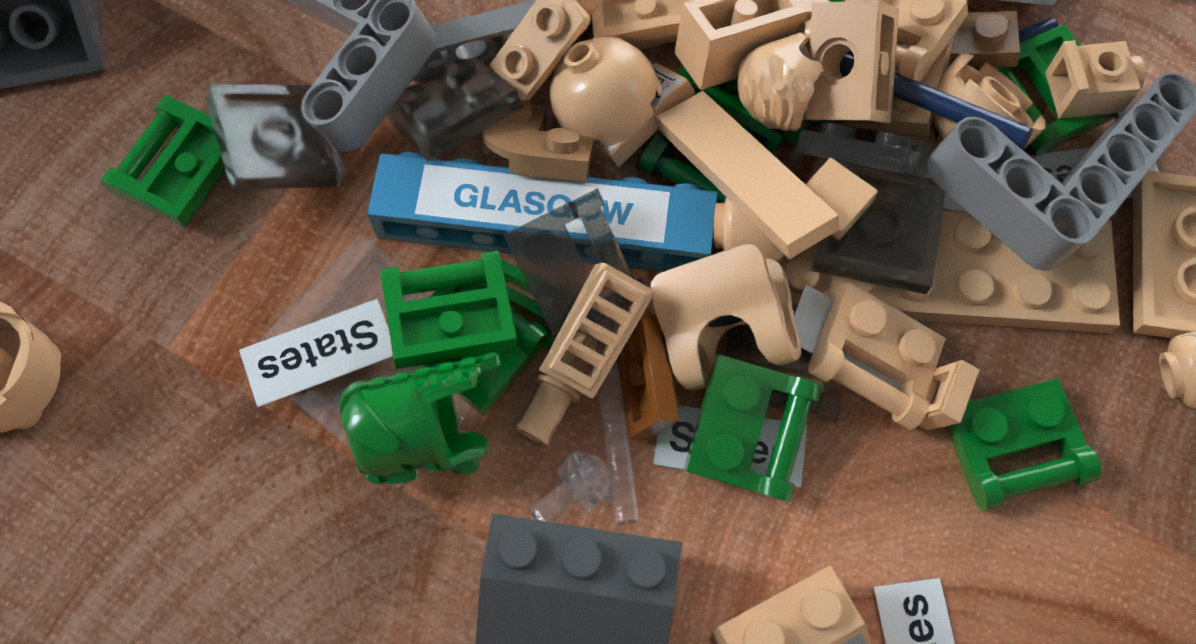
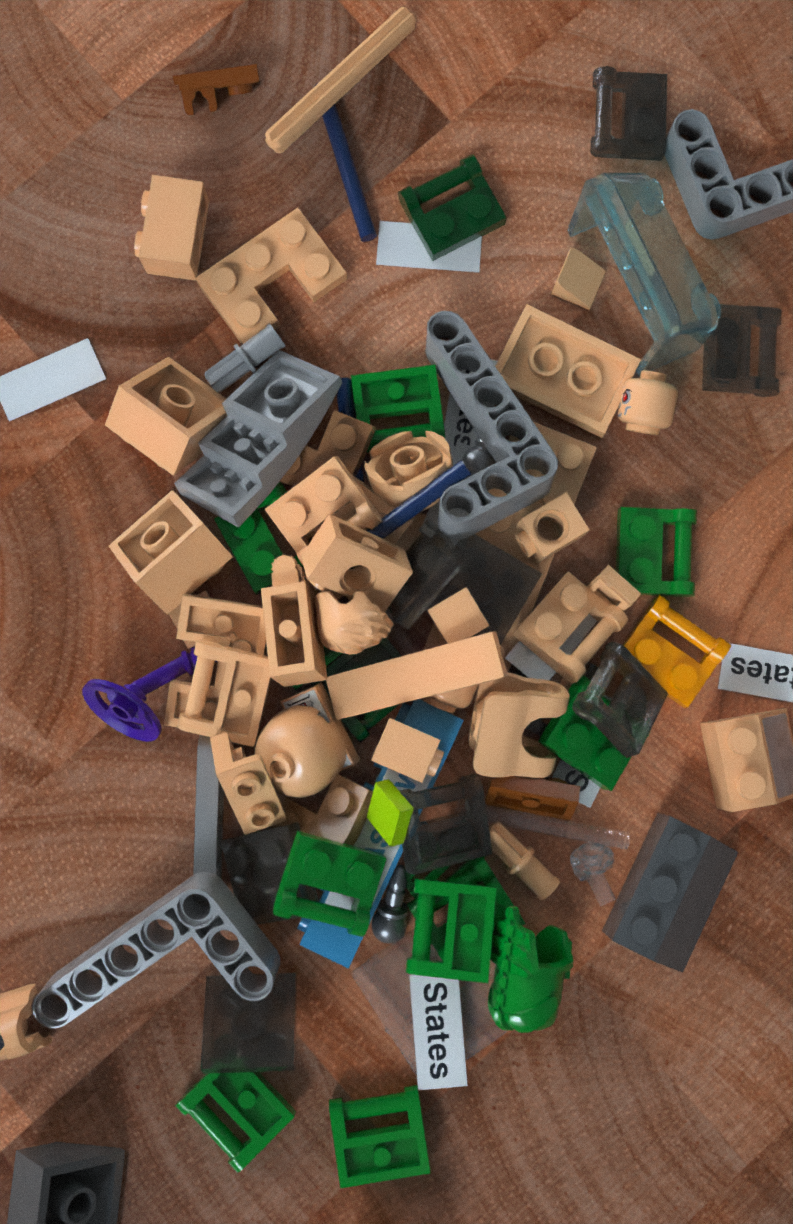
camera: 80 degrees left, 15 degrees up
(154, 331) = (383, 1151): none -> green plate
(450, 252) = (390, 922): none -> flat silver bar
(481, 149) = (333, 868): none -> green plate
(569, 186) = (389, 812): none -> lime tile
(614, 341) = (470, 813): light nougat slope -> none
(650, 185) = (408, 751): none -> light nougat brick
(800, 453) = (633, 706): none -> clear smoke plate
(878, 499) = (669, 665): none -> light orange plate
(1014, 271) = (560, 512): none -> light nougat brick
(1094, 78) = (414, 395): light nougat brick -> none

